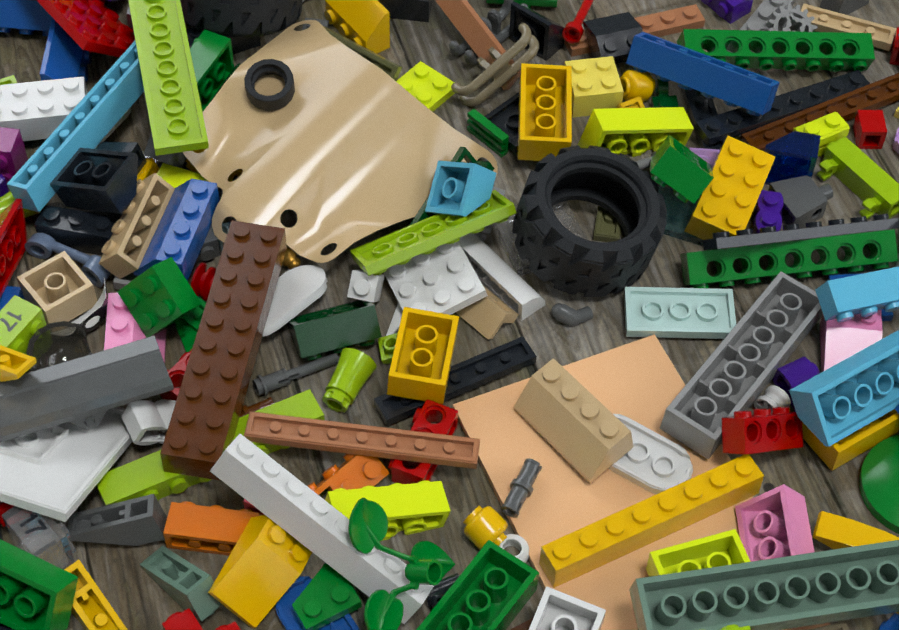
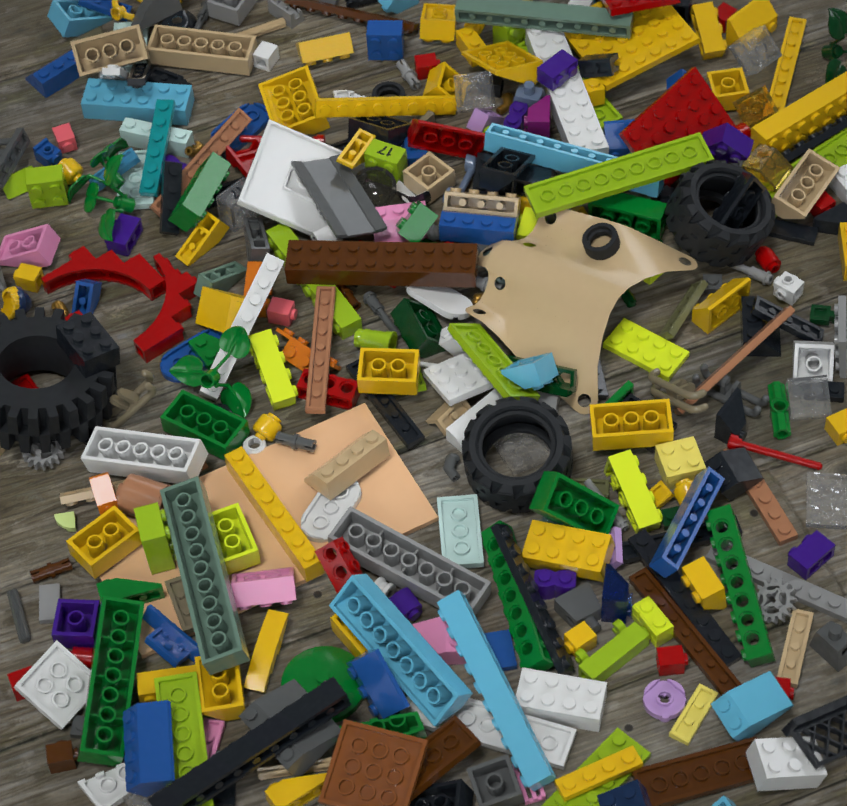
camera: 90 degrees right, 0 degrees up
(786, 68) = (704, 584): none -> yellow slope
(844, 204) = (580, 637): none -> yellow brick

